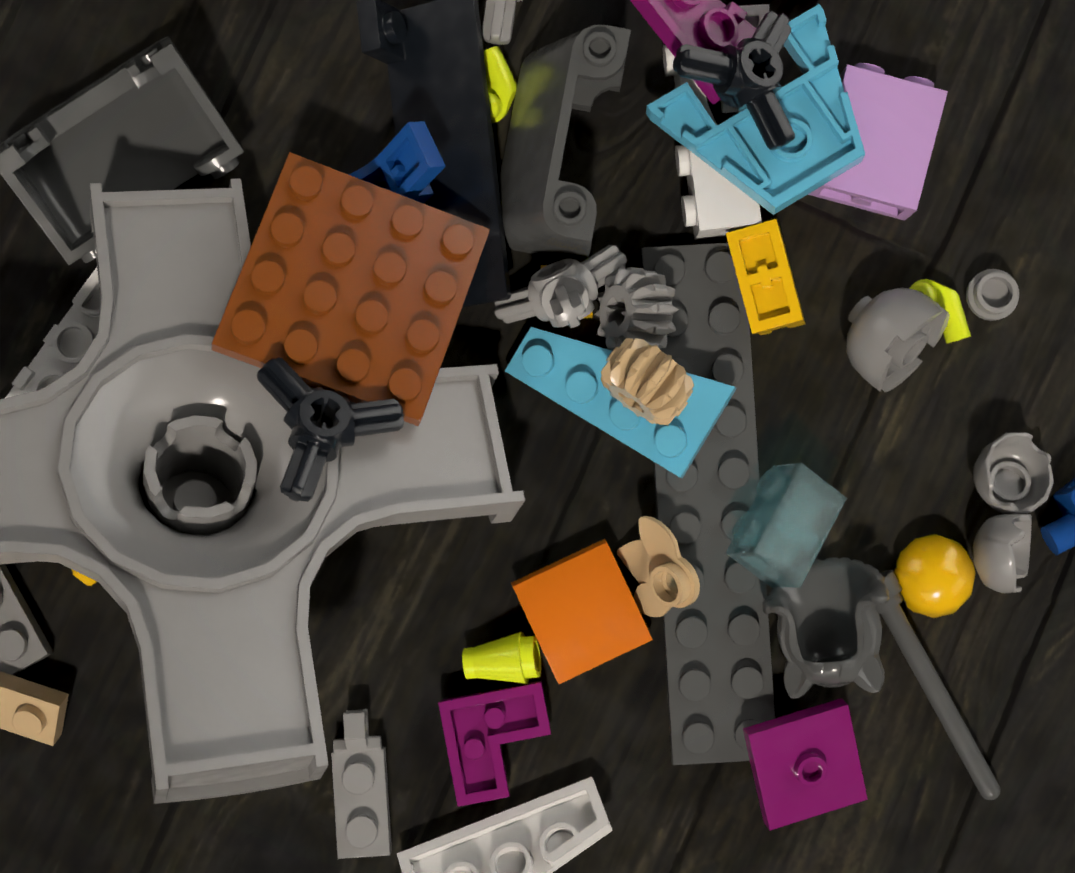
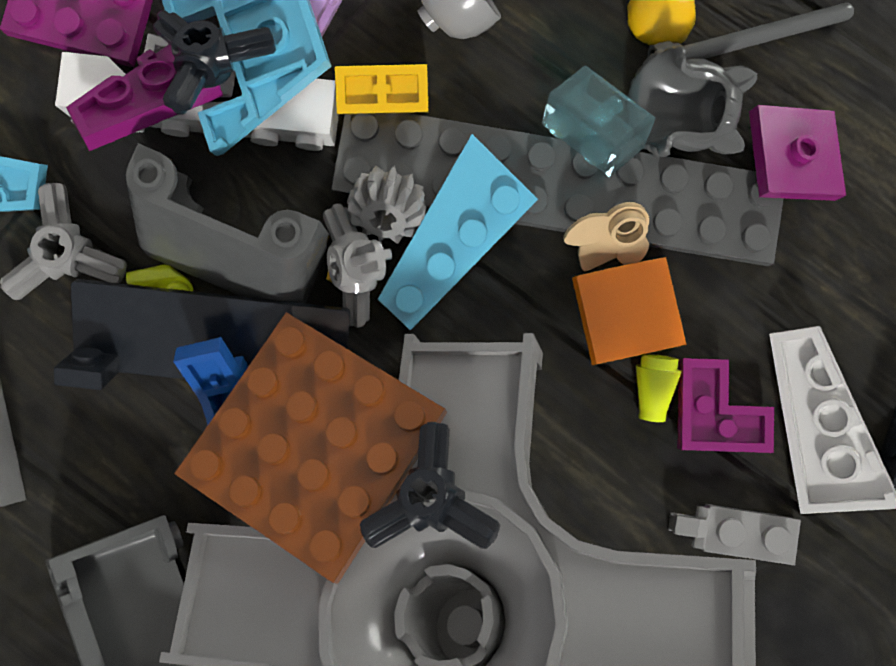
camera: 85 degrees left, 0 degrees up
(647, 381) = (452, 203): tan gear -> none

